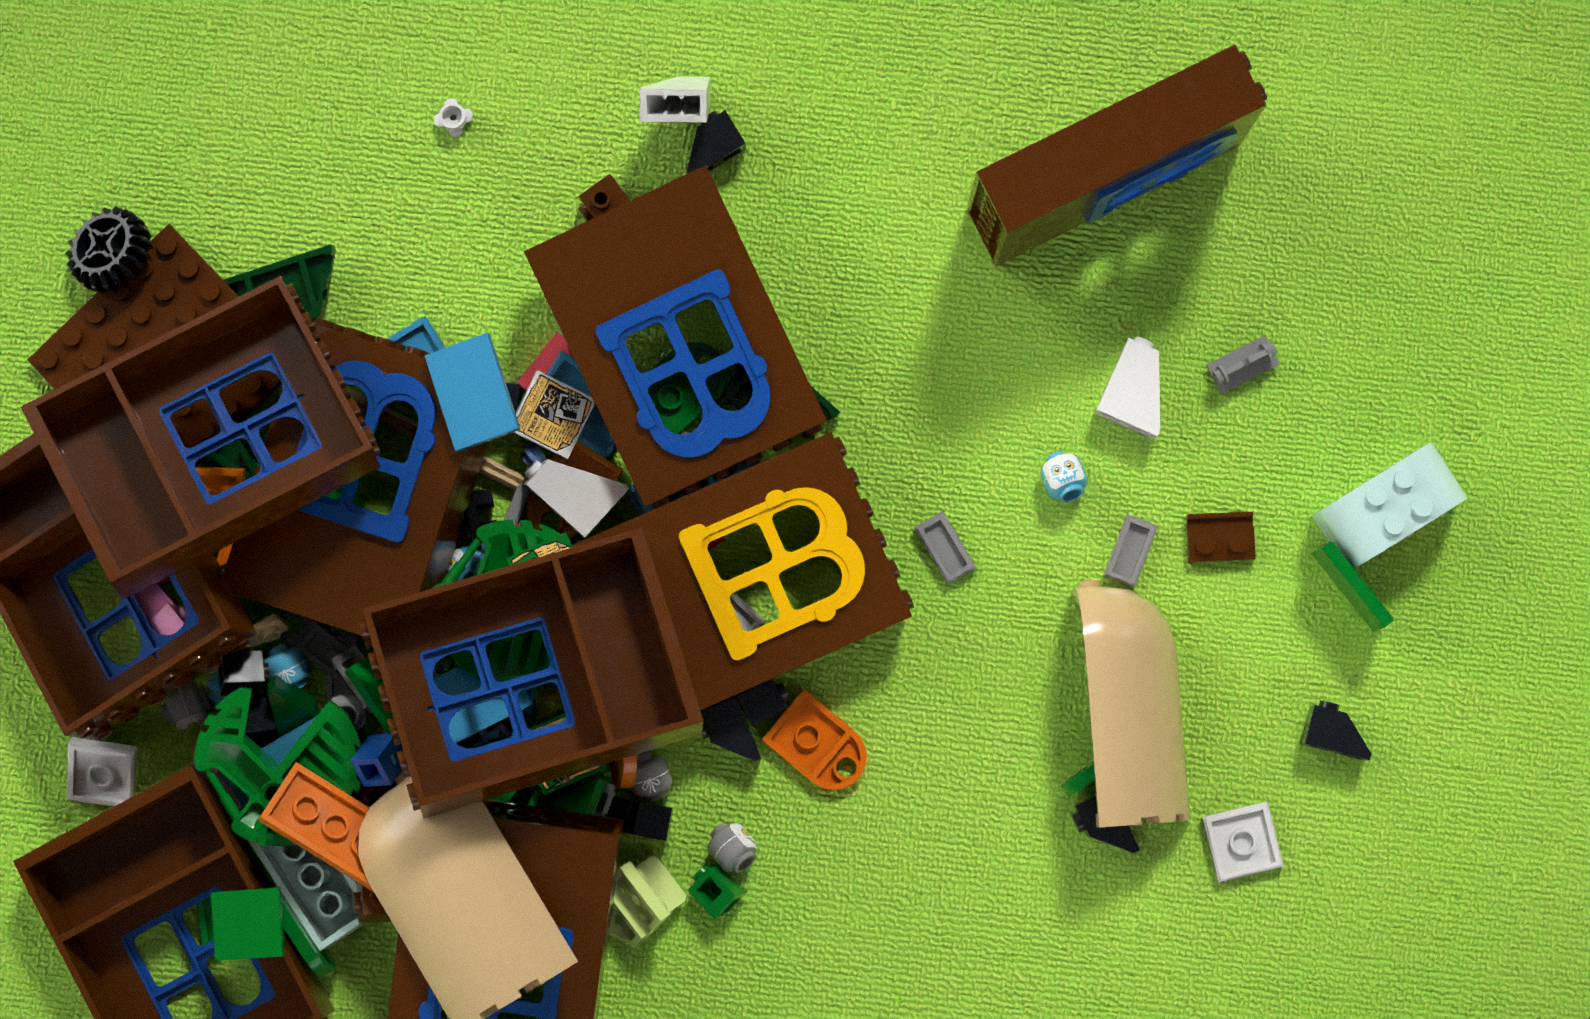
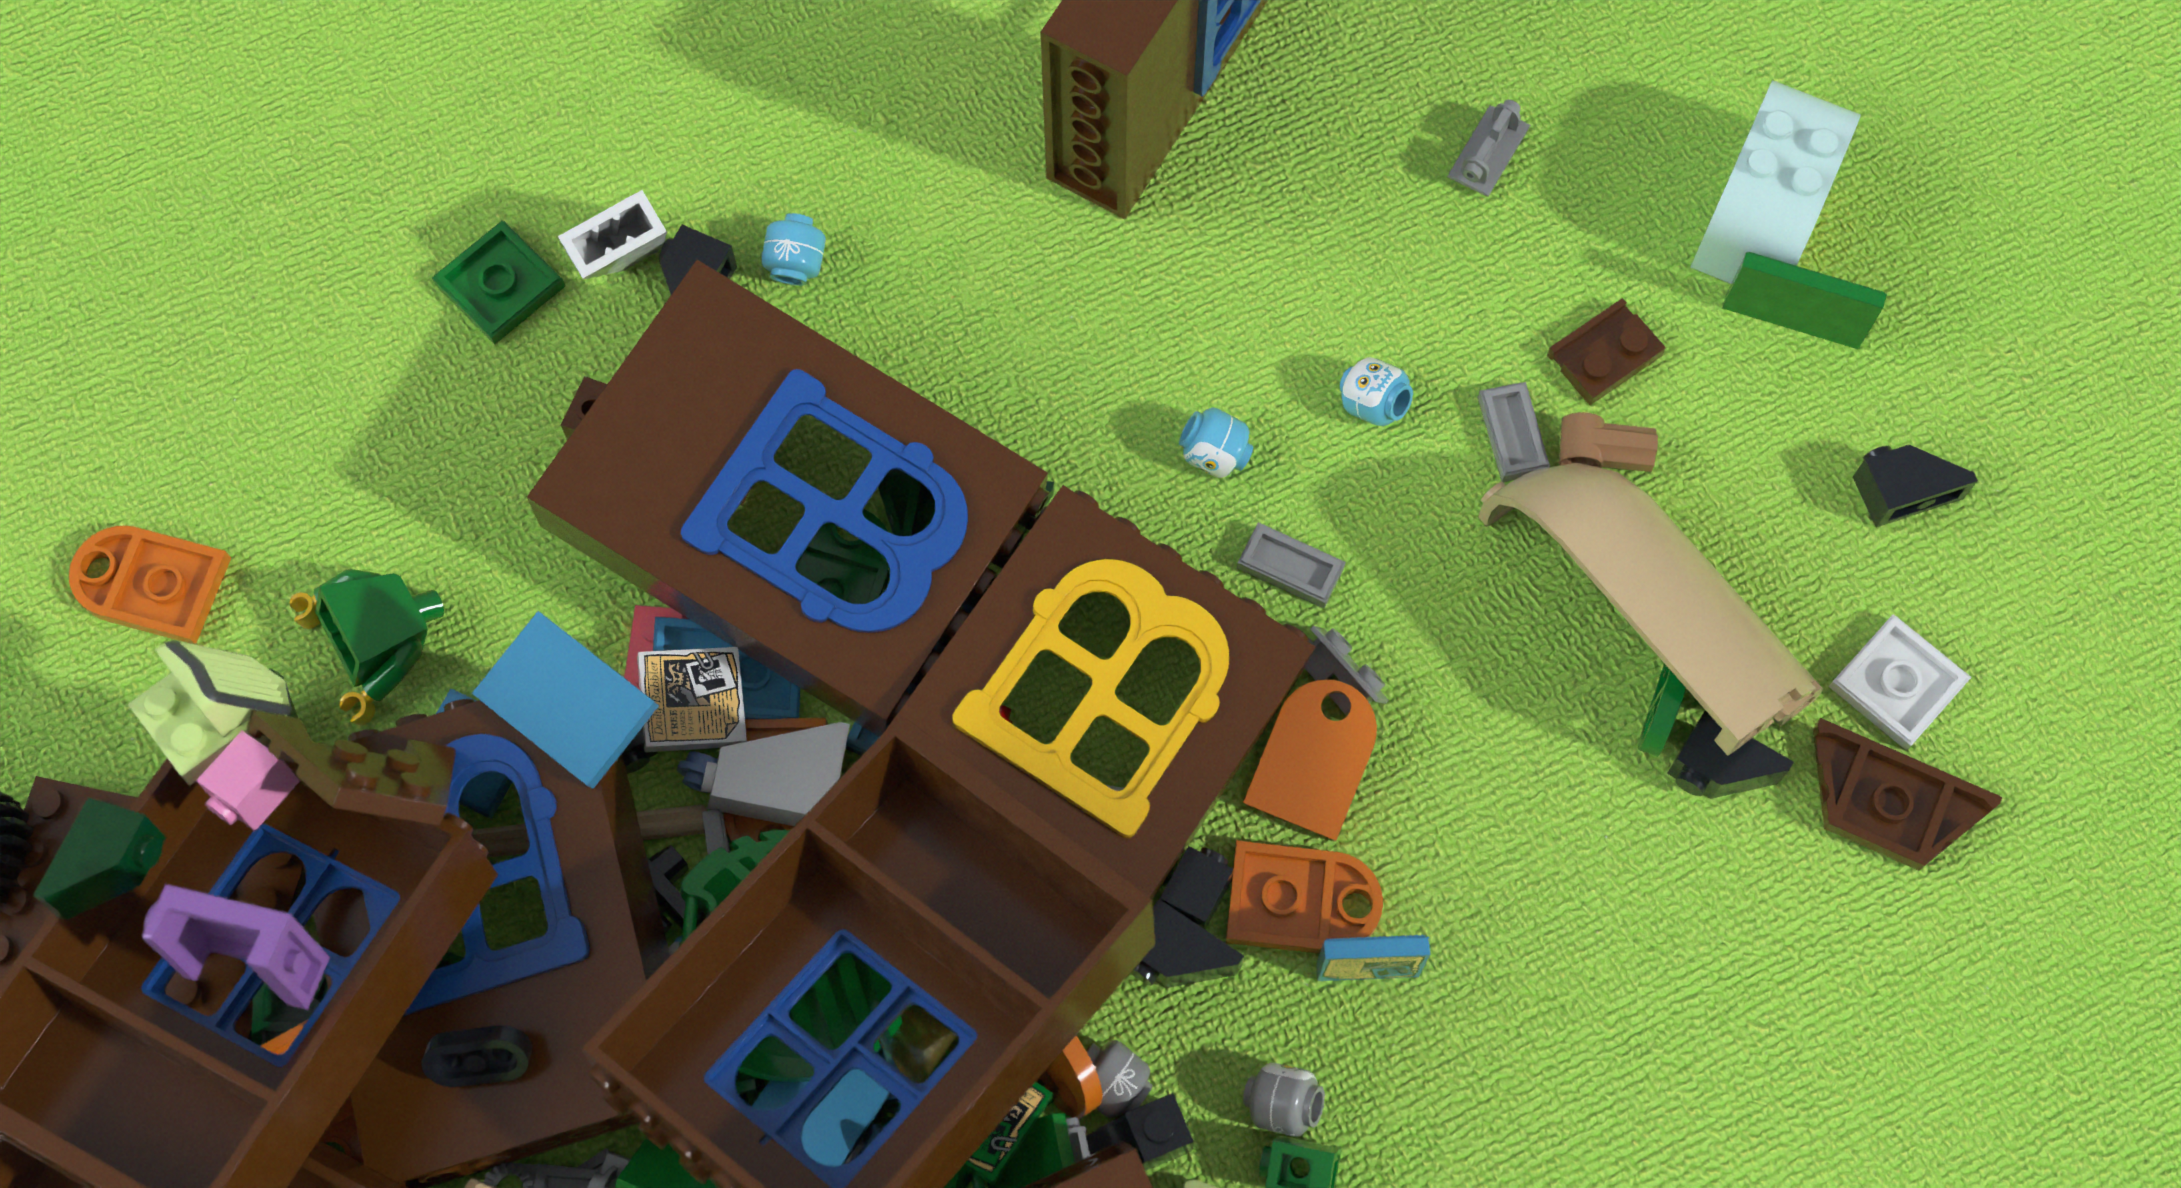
camera: 35 degrees left, 15 degrees down
(175, 339) = (100, 859): none -> dark green slope
(239, 467) = (193, 924): none -> medium lavender panel
(272, 345) = (246, 782): none -> bright pink brick
(278, 287) = (206, 703): none -> yellowish green piece
(294, 138) = (151, 581): none -> orange tile
(313, 559) = (477, 1056): none -> black plate
(334, 389) = (348, 777): none -> reddish brown wing
(401, 253) = (372, 628): none -> green torso
(451, 108) = (335, 428): white plate -> none
(599, 70) = (498, 282): none -> green tile
(783, 164) = (793, 250): none -> medium azure head
(829, 805) = (1372, 957): none -> dark azure tile
(876, 672) = (1314, 762): none -> orange tile
(929, 616) = (1332, 658): none -> light grey hinge
(949, 447) = (1216, 442): none -> medium azure head
(1134, 389) = (1387, 249): white slope -> none
(1169, 590) = (1599, 444): none -> medium nougat piece
(1184, 904) = (1892, 798): none -> reddish brown wing

